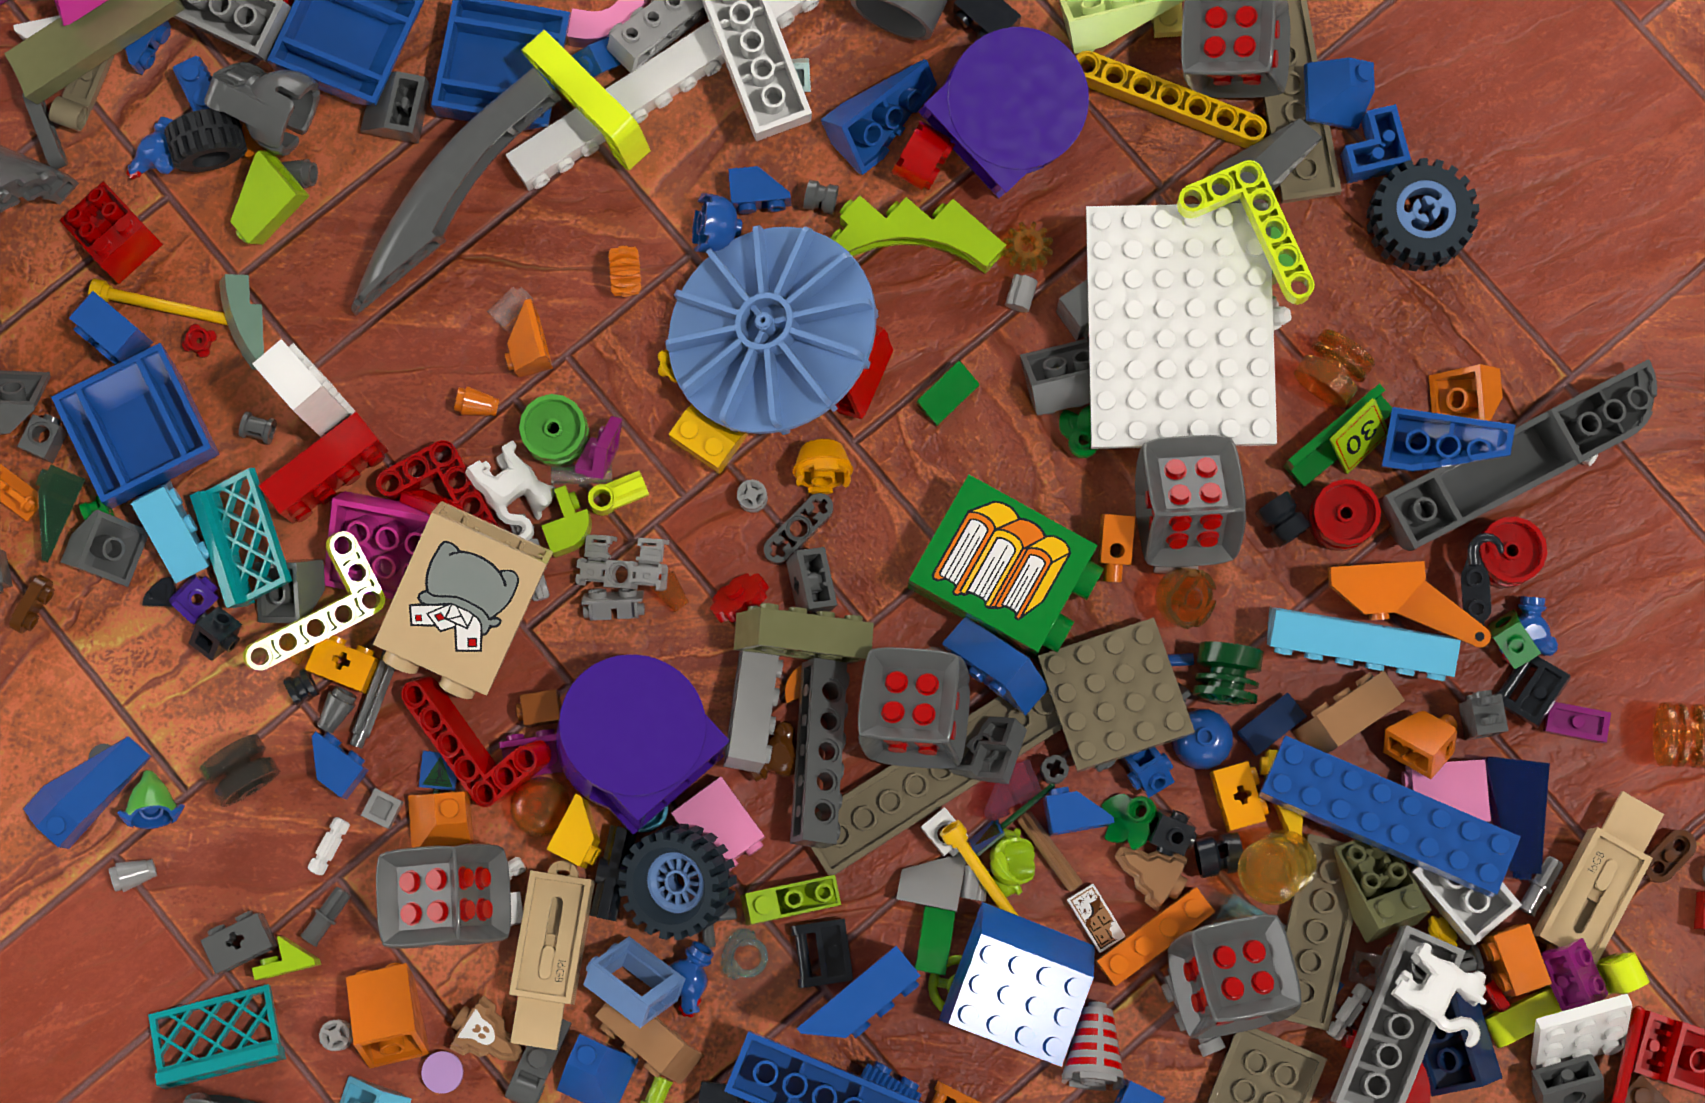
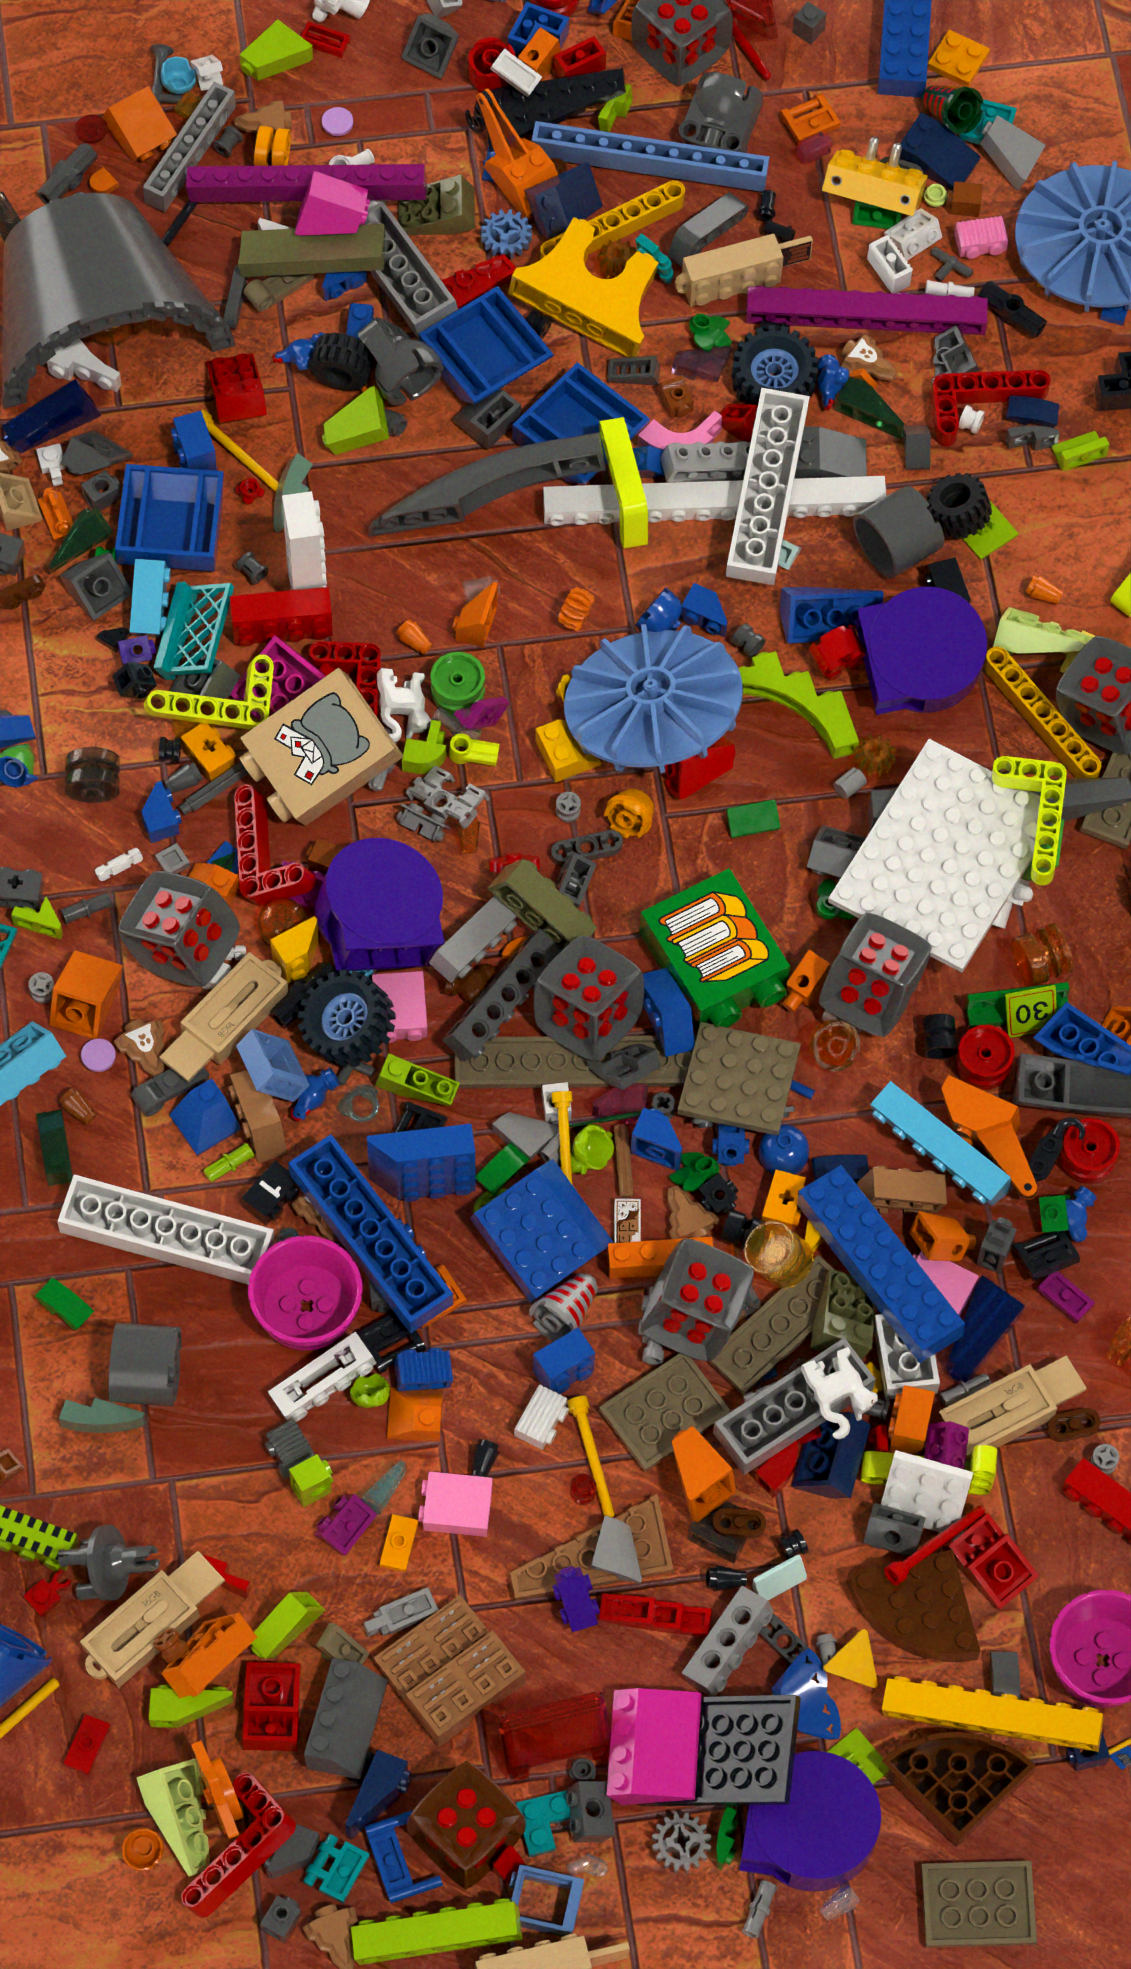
camera: 25 degrees right, 15 degrees down
(1228, 671) = (830, 1111): dark green wheel -> none

